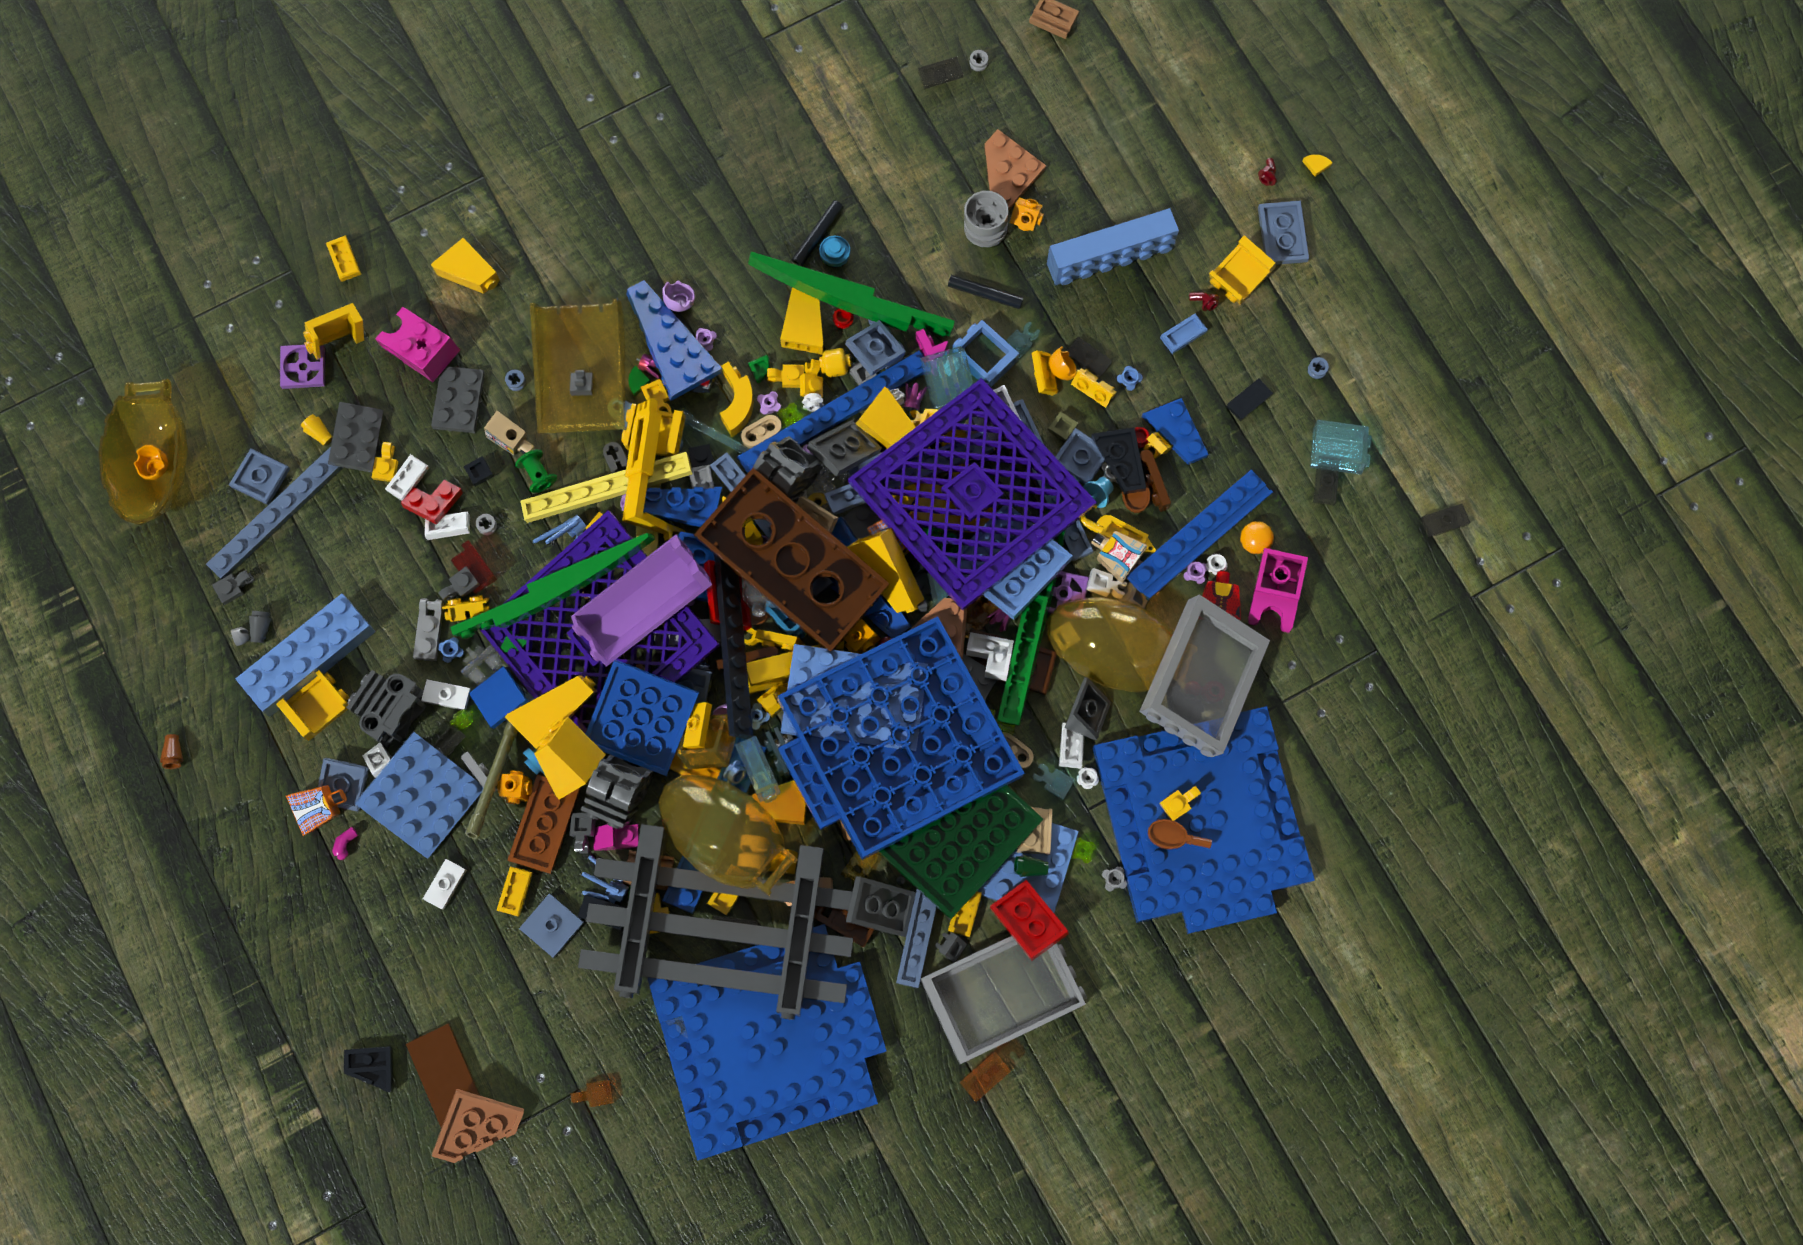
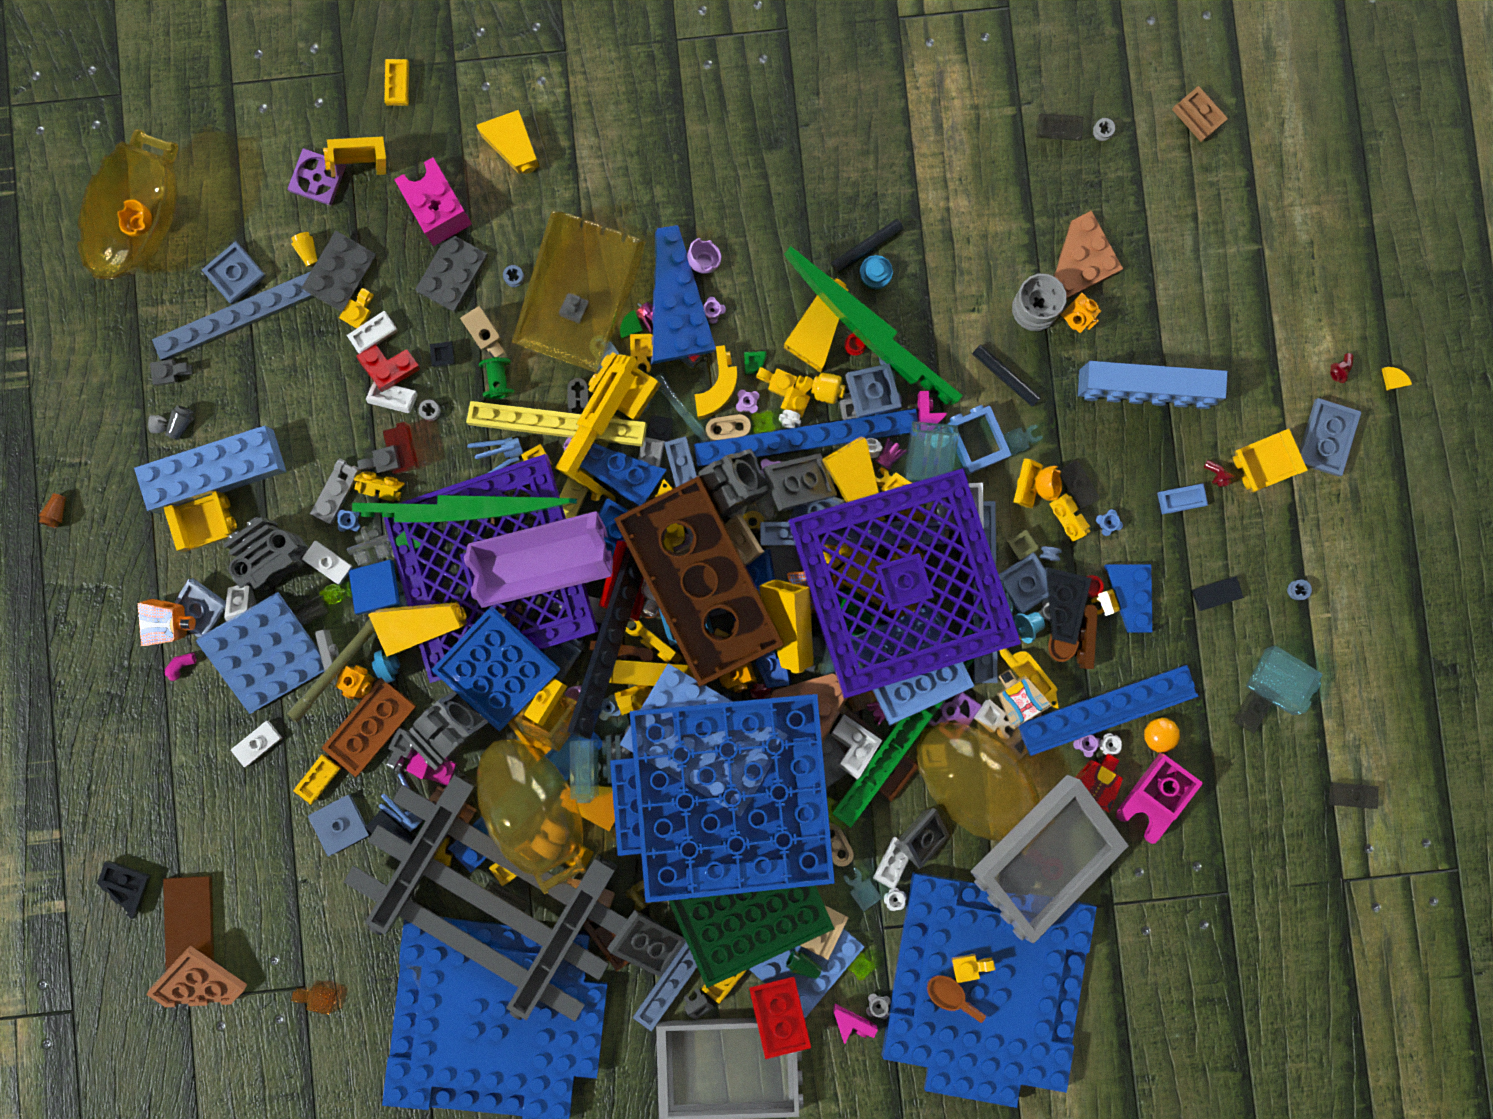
camera: 25 degrees right, 10 degrees up
(567, 757) = (411, 681): yellow slope -> none
(735, 772) = (561, 759): medium blue plate -> none
(1090, 423) = (1050, 553): none -> sand blue bush
(1091, 902) = (848, 1020): none -> dark pink slope

